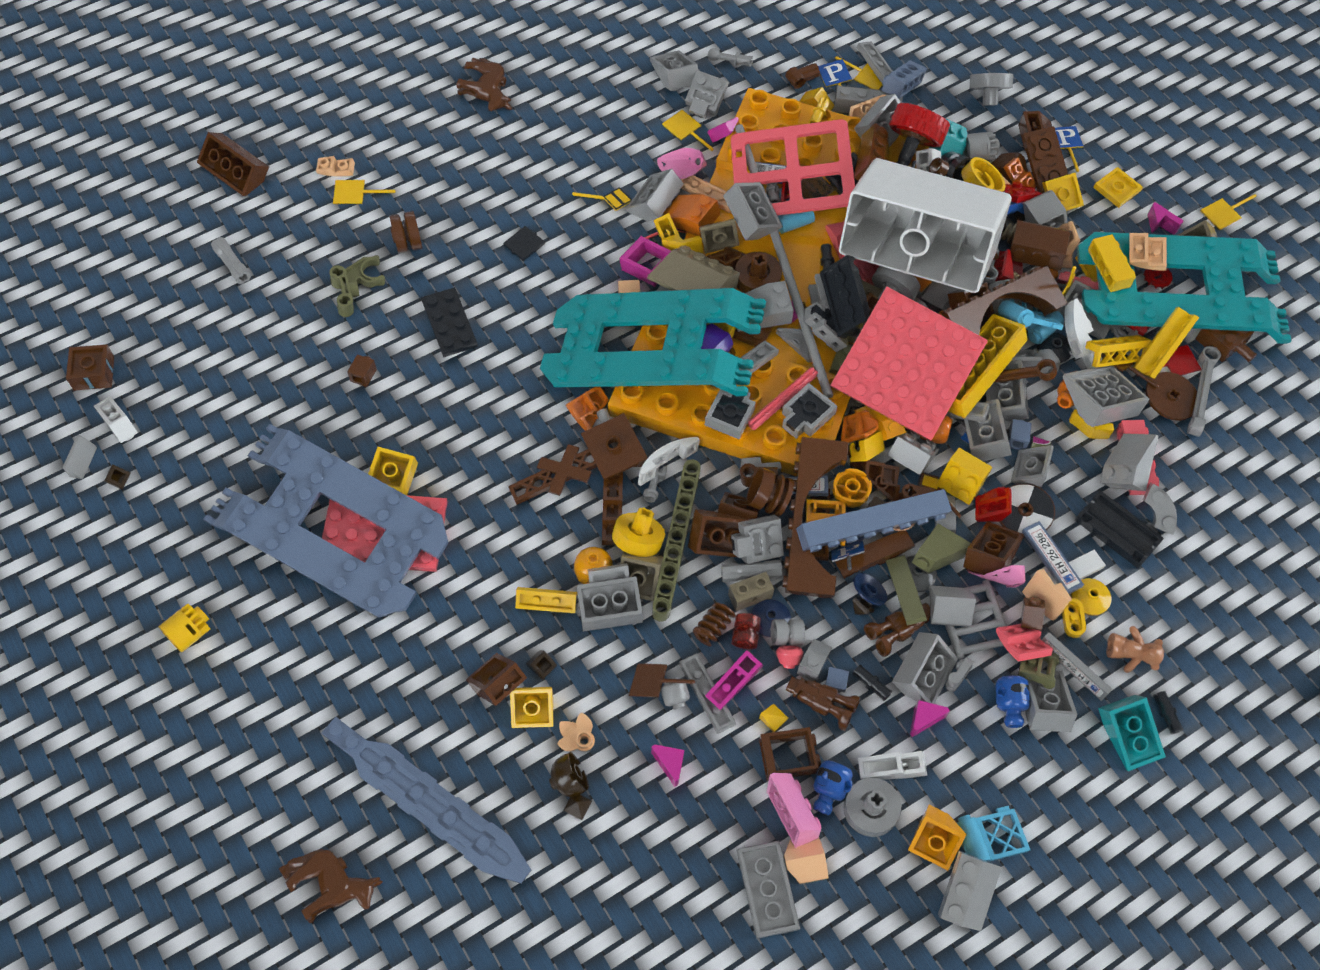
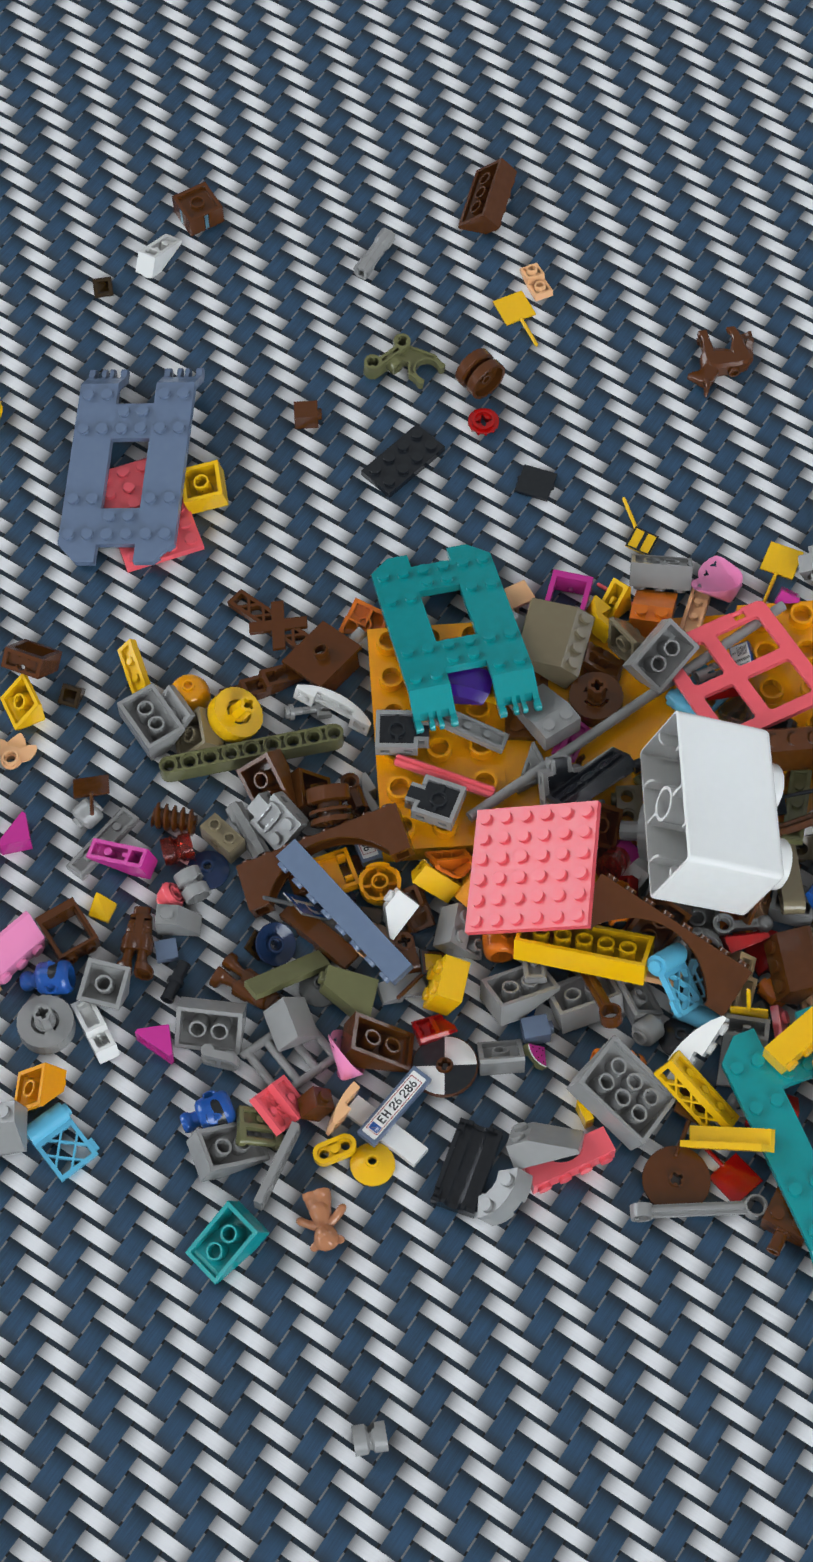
camera: 70 degrees right, 0 degrees up
(79, 457) = (107, 250): light grey slope -> none
(442, 248) = (490, 417): none -> red gear
(858, 740) = (104, 984): none -> light grey slope
(888, 483) = (397, 911): none -> white slope
(1168, 712) = (266, 1274): black pin -> none

